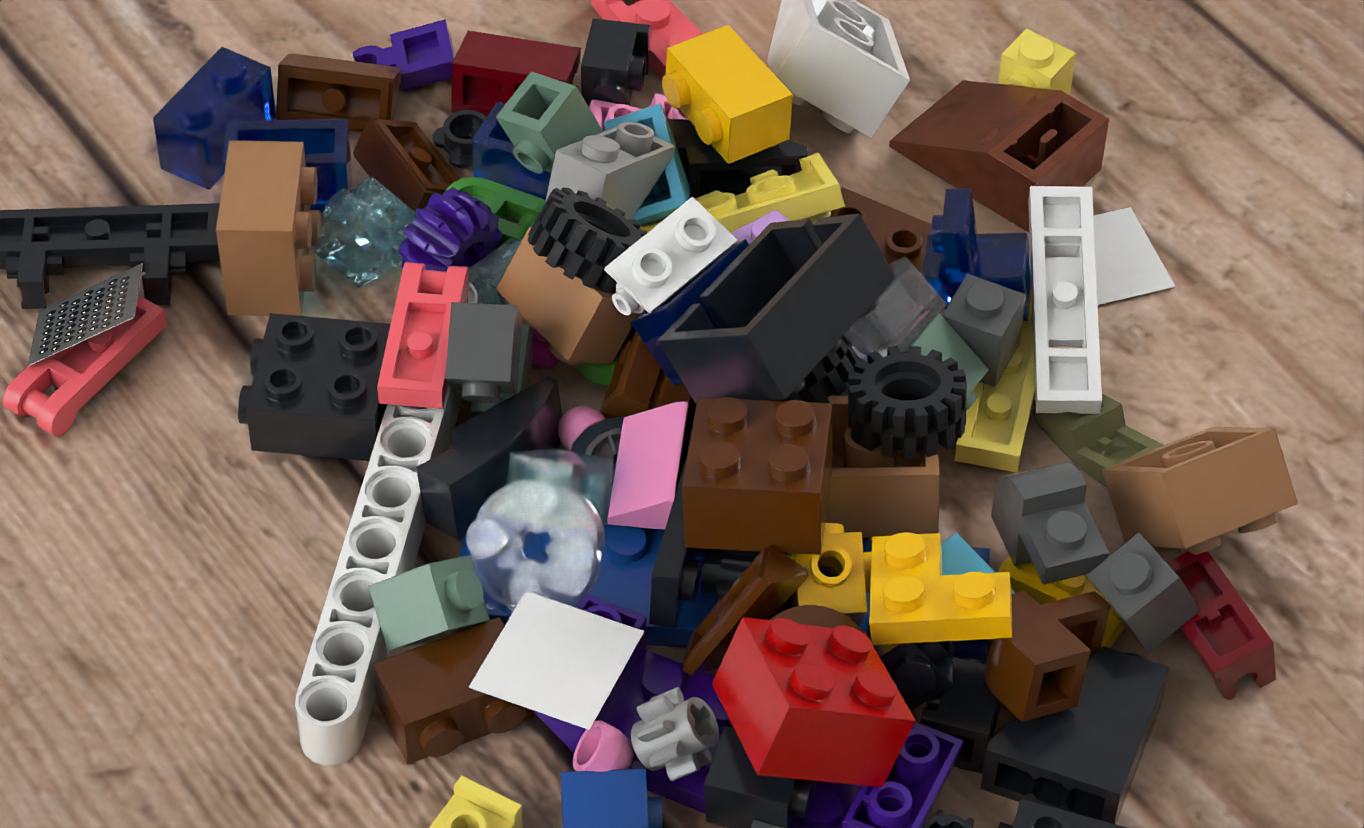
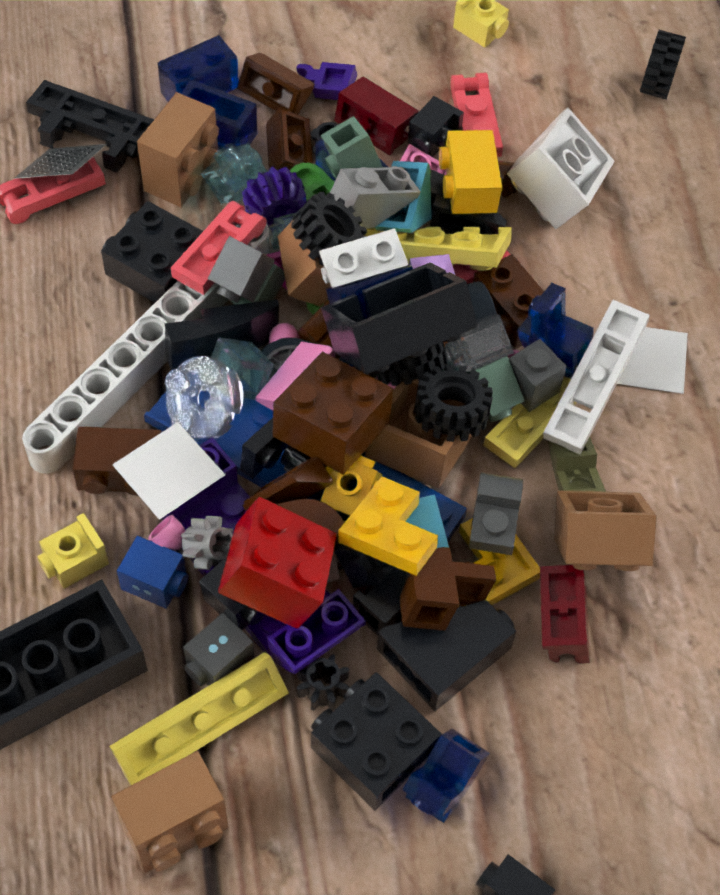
camera: 25 degrees right, 10 degrees up
(429, 602) = (126, 405): sand green brick -> none
(1005, 141) = (631, 265): copper slope -> none
(1037, 63) = (671, 233): light yellow brick -> none
(1143, 592) = (524, 579): dark grey brick -> none

